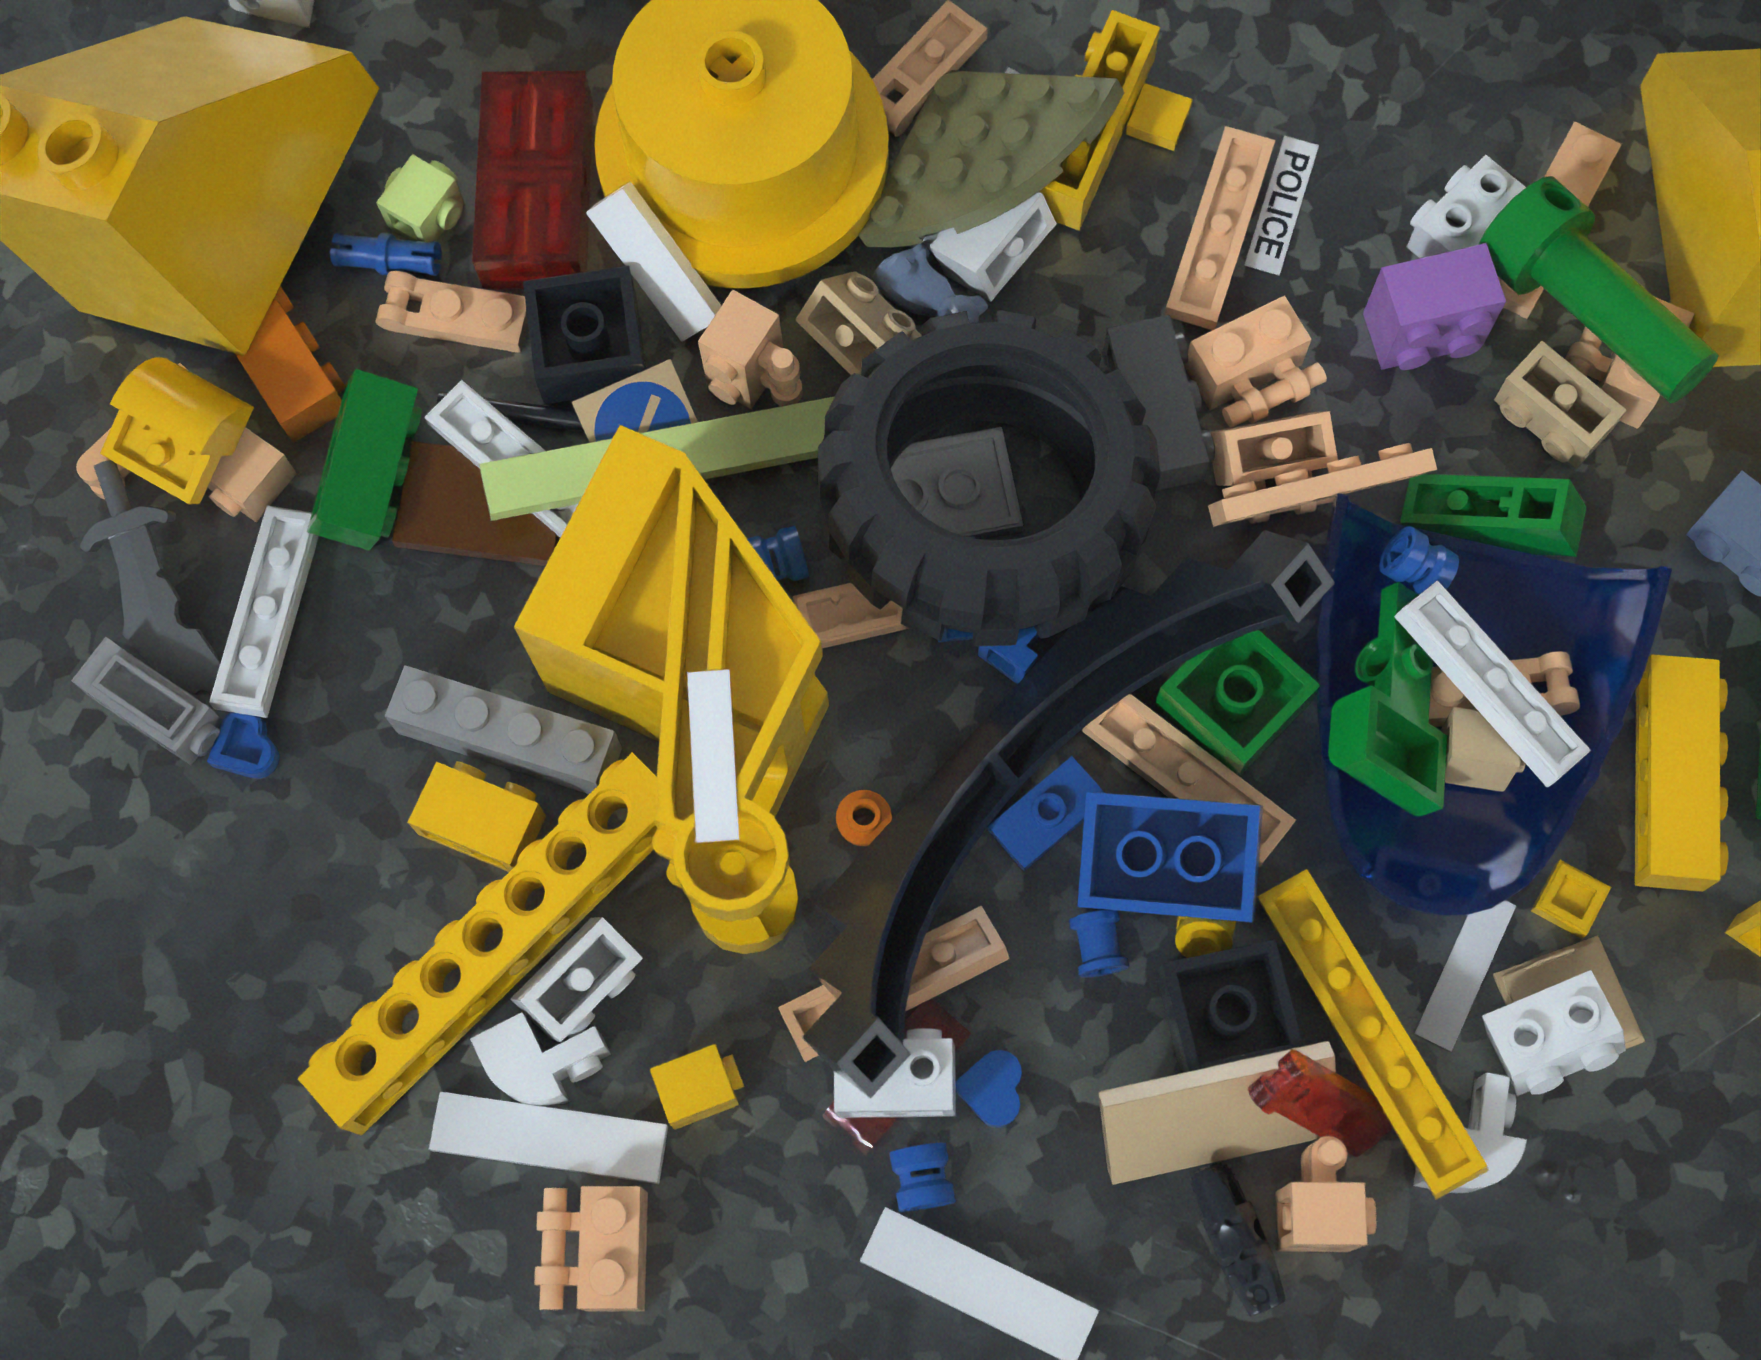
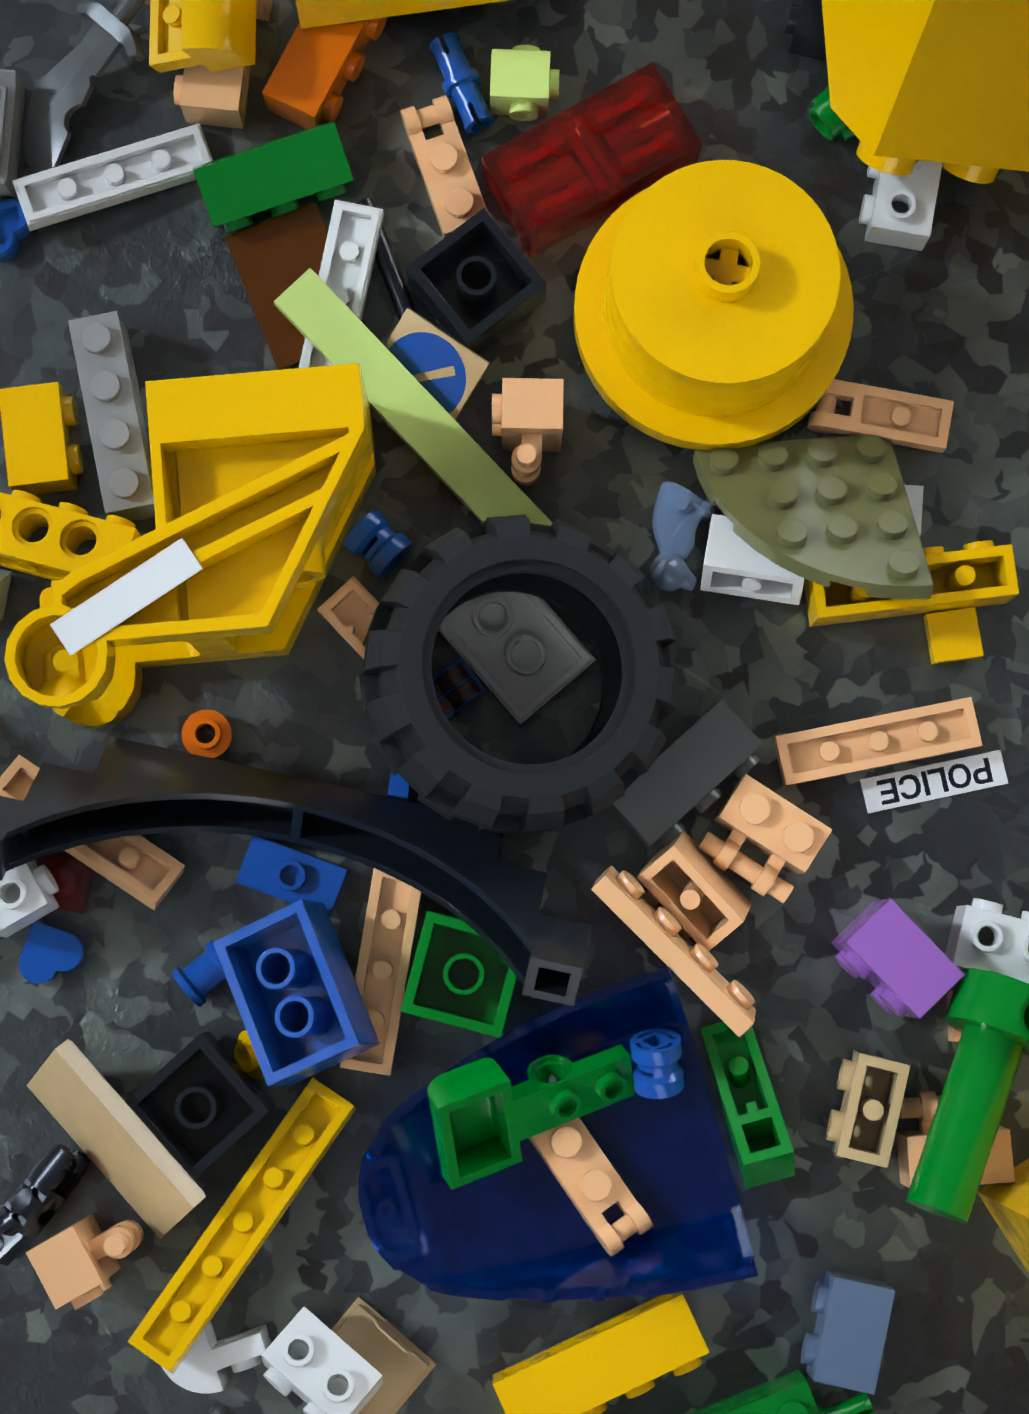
camera: 55 degrees right, 10 degrees up
(655, 261) = (566, 301): white tile -> none
(852, 319) = (610, 495): tan brick -> none
(1321, 1102) = (157, 1213): clear red plate -> none
(1463, 975) = (339, 1273): white sticker -> none
(1477, 752) = (530, 1195): tan brick -> none
(1492, 683) = (580, 1176): white tile -> none
(1571, 899) = (453, 1328): yellow tile -> none

